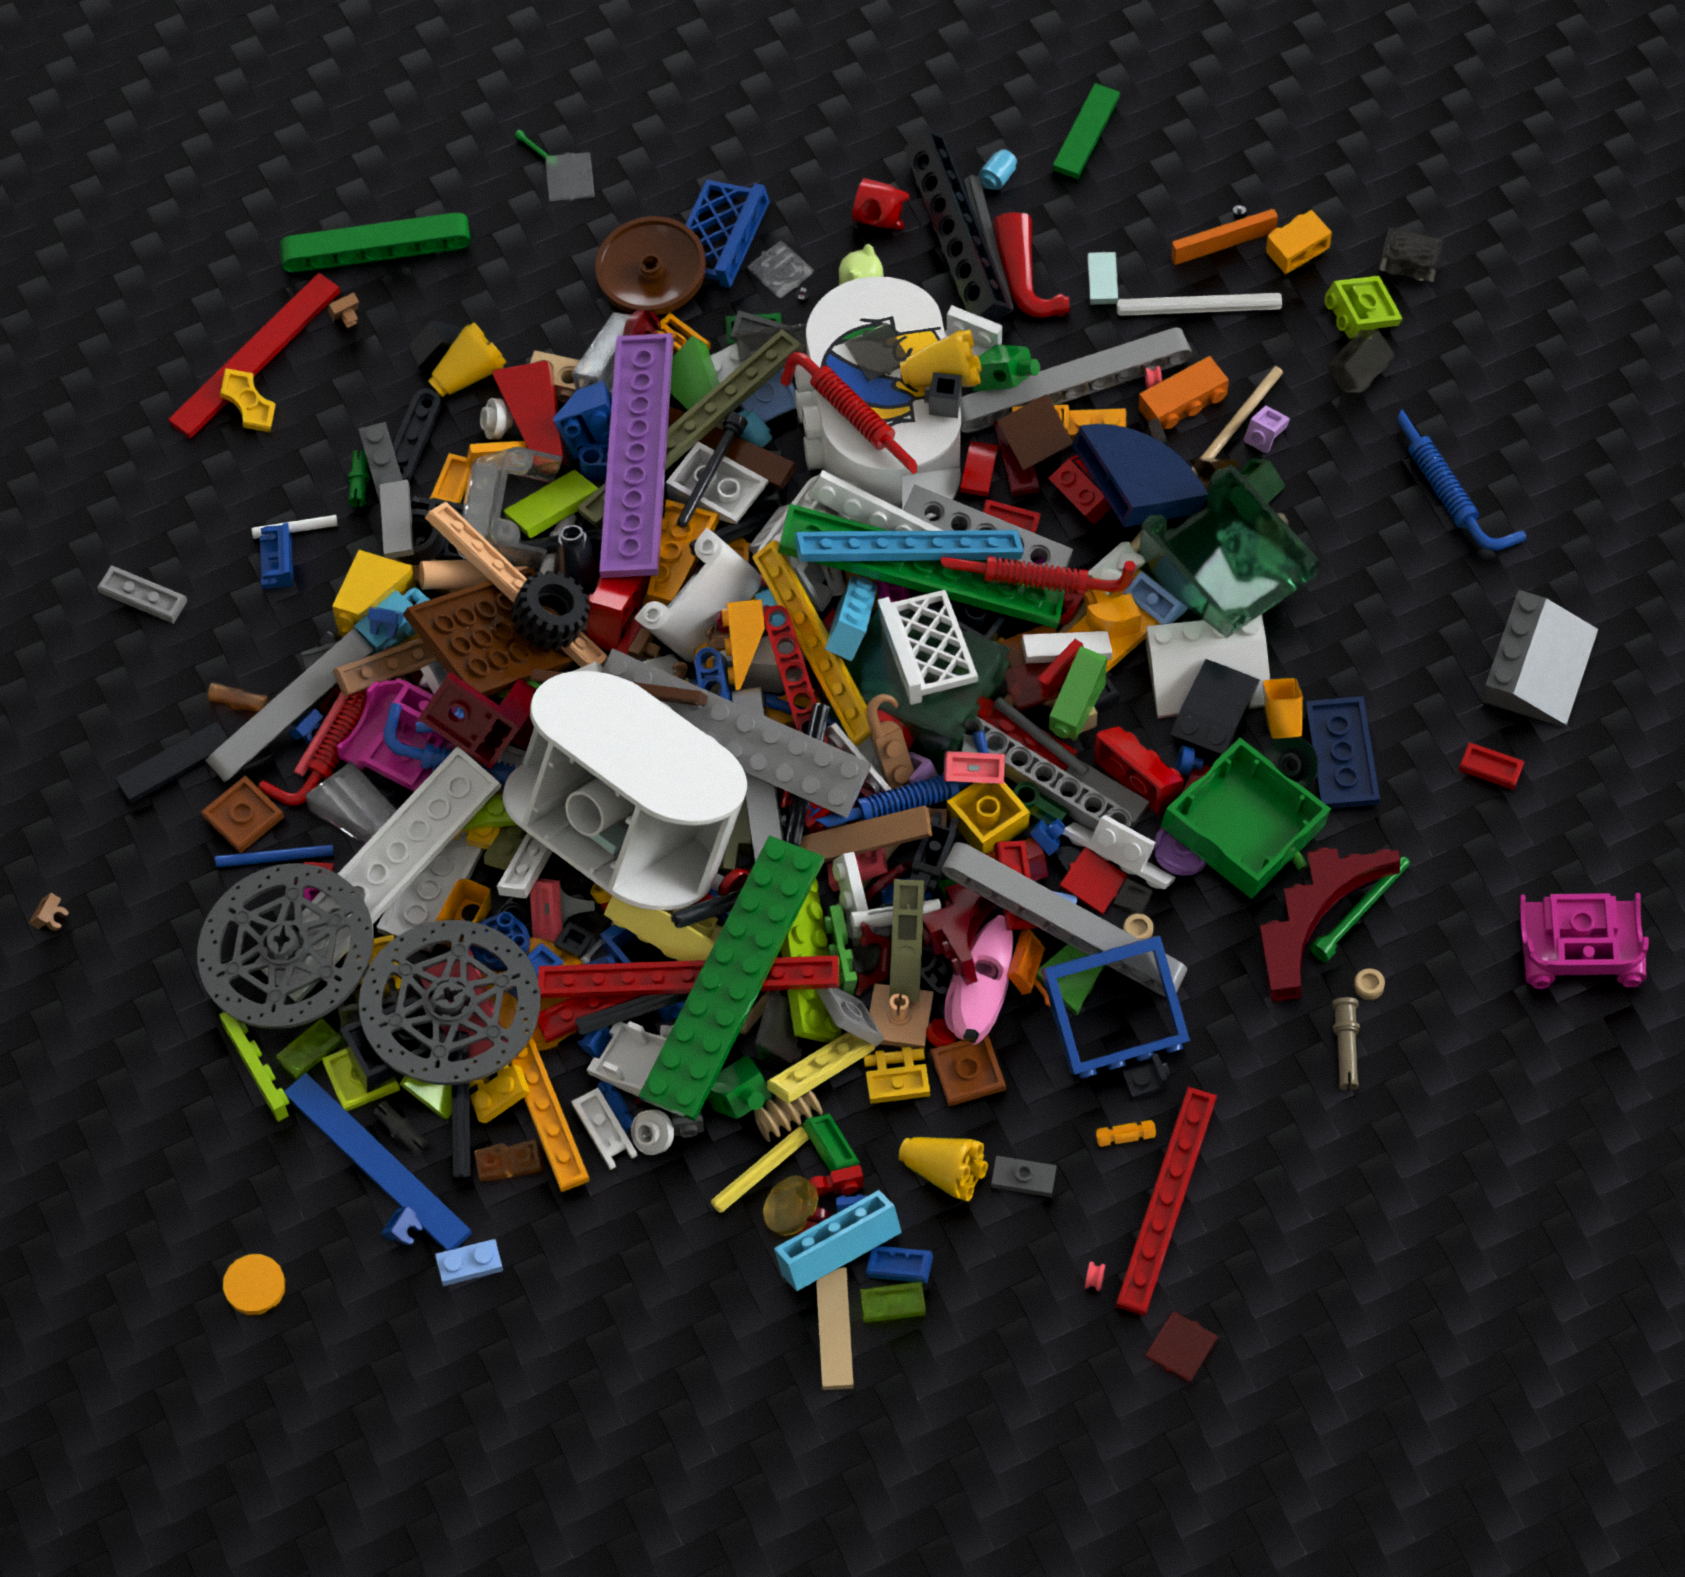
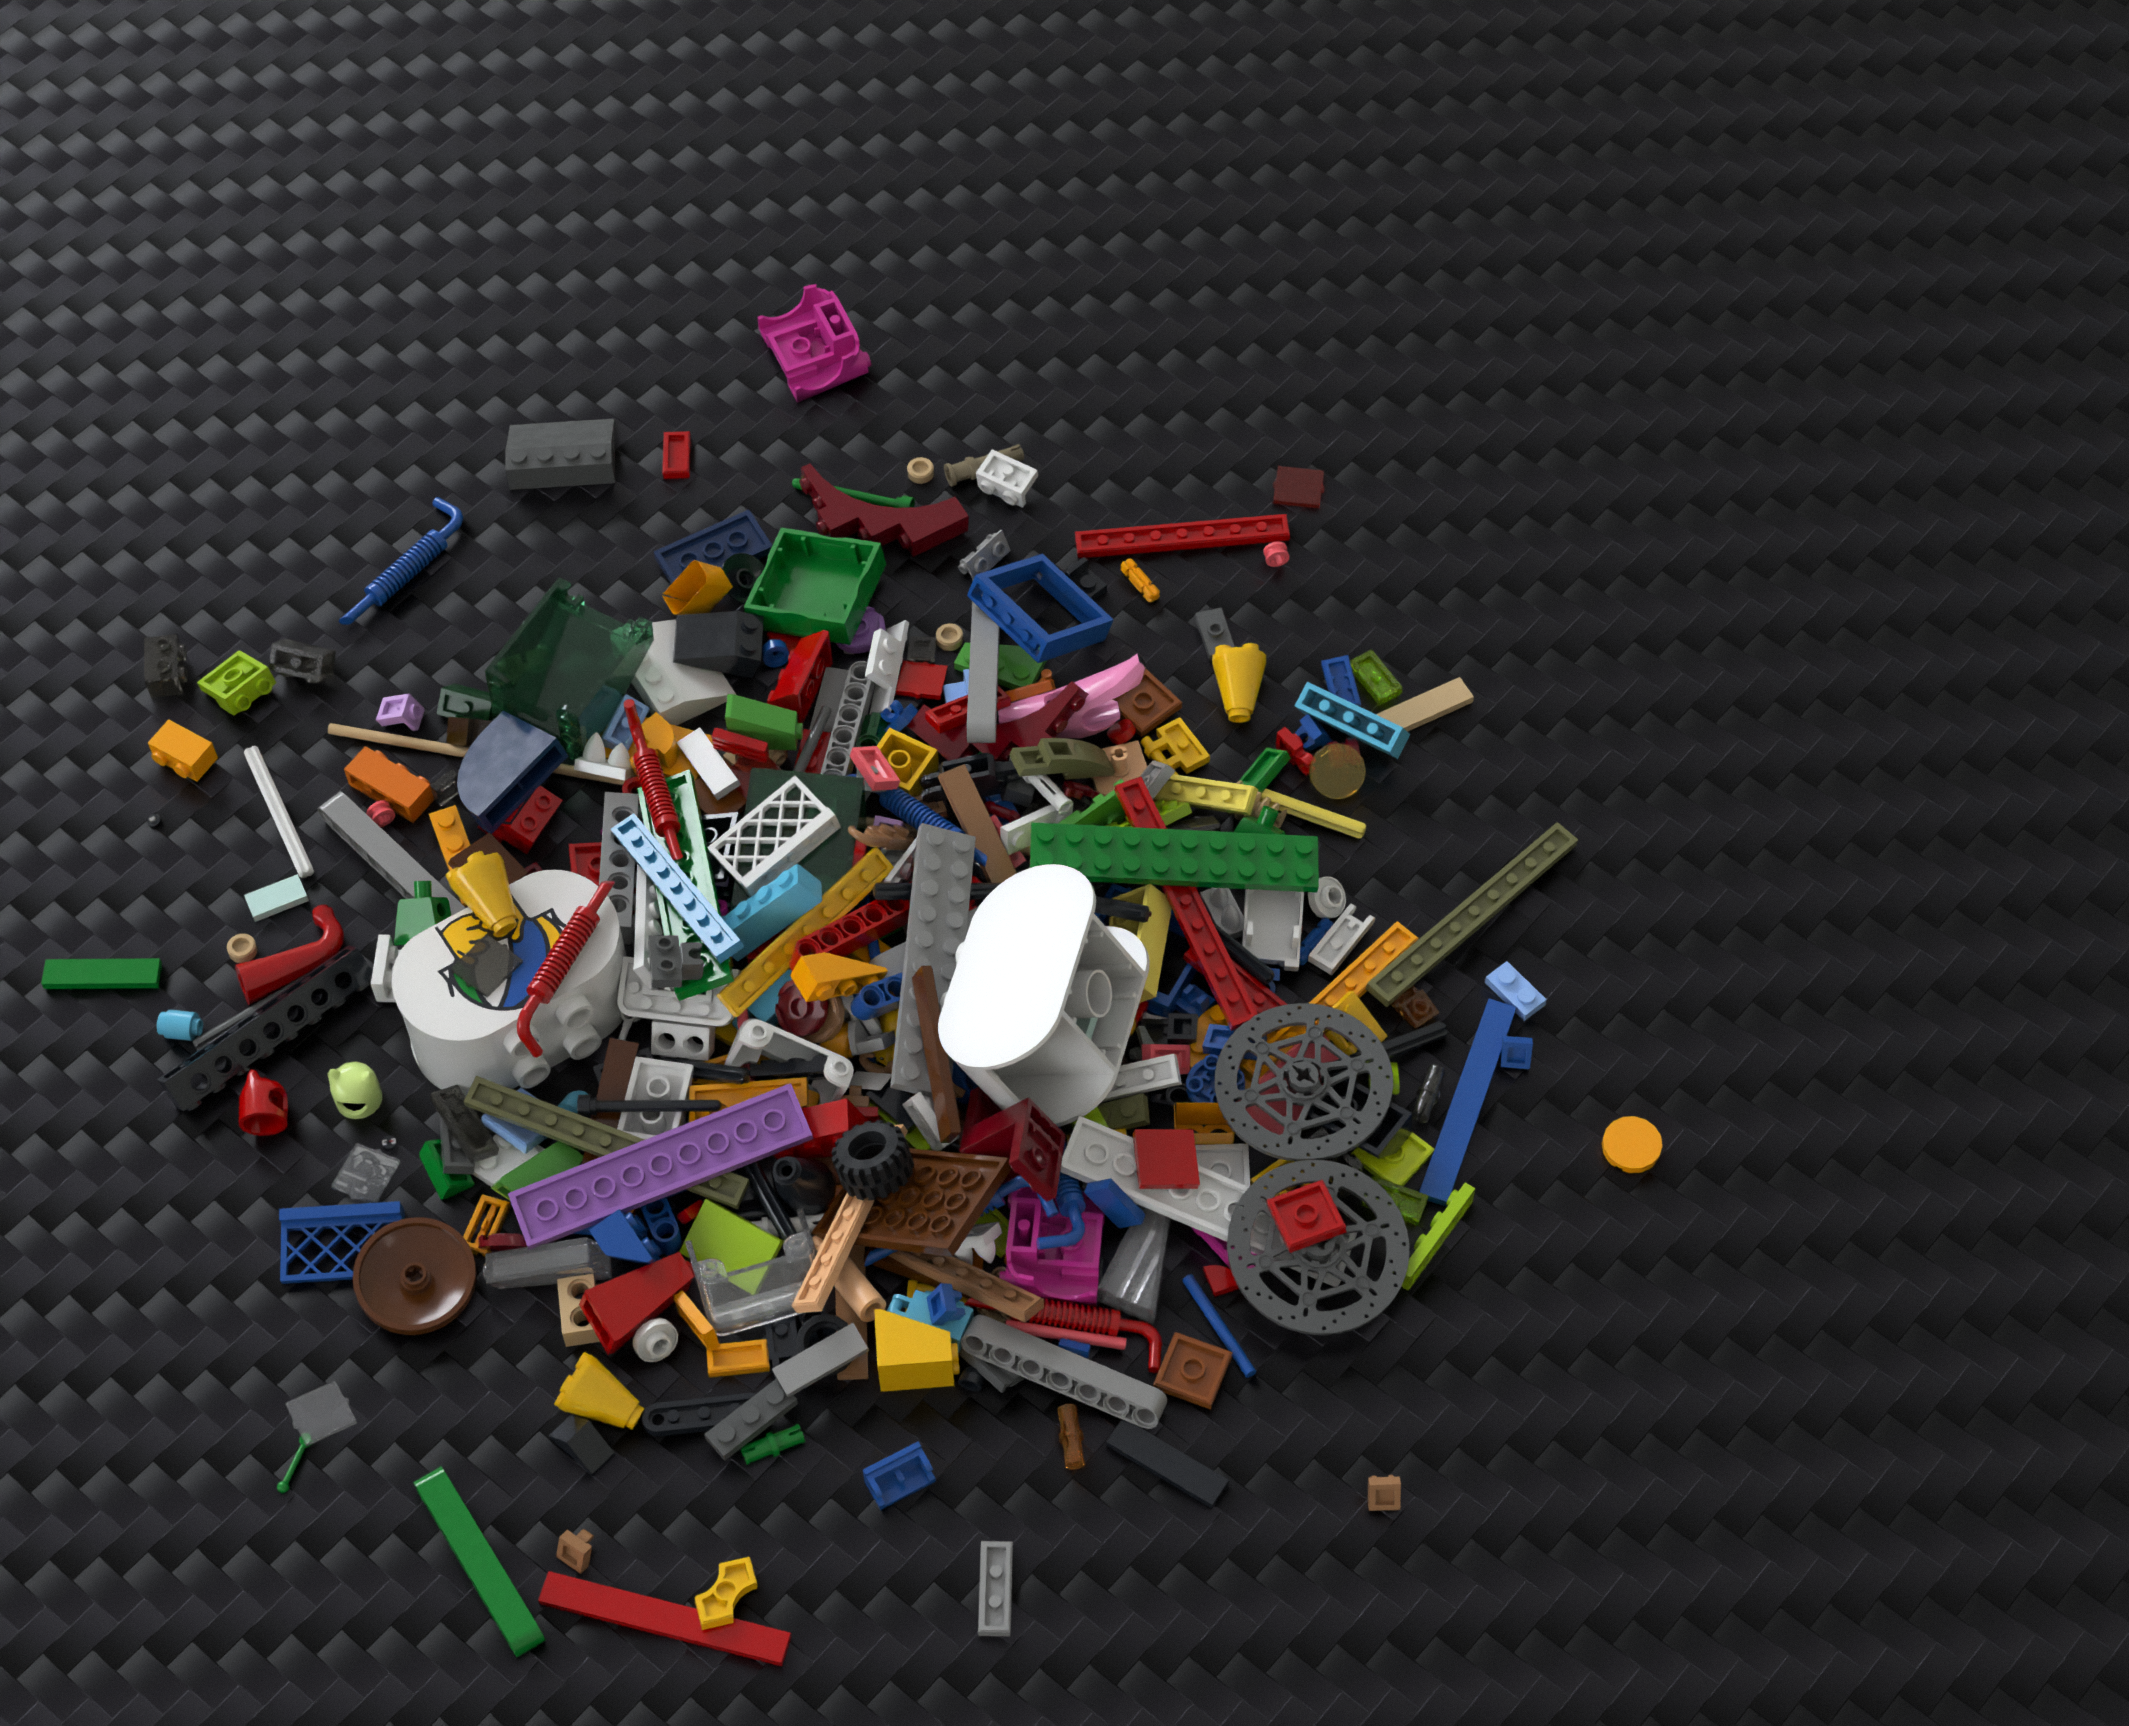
camera: 115 degrees left, 5 degrees down
(303, 525) = (853, 1480): white bar -> none
(307, 933) = (1306, 1216): none -> red plate
(412, 783) = (1114, 1203): none -> blue tile
(425, 843) = (1166, 1159): none -> red tile
(564, 1256) = (1471, 914): none -> olive plate
(597, 477) = (690, 1212): none -> red tile
(684, 665) = (862, 1043): none -> light grey tile
(814, 498) = (673, 962): none -> dark grey plate
(944, 395) = (522, 877): black brick -> none
(1061, 239) = (242, 948): none -> tan tile
(1218, 987) = (986, 556): none -> light grey hinge
(1224, 236) = (195, 813): orange tile -> none
(1312, 1050) = (1005, 478): none -> white bracket

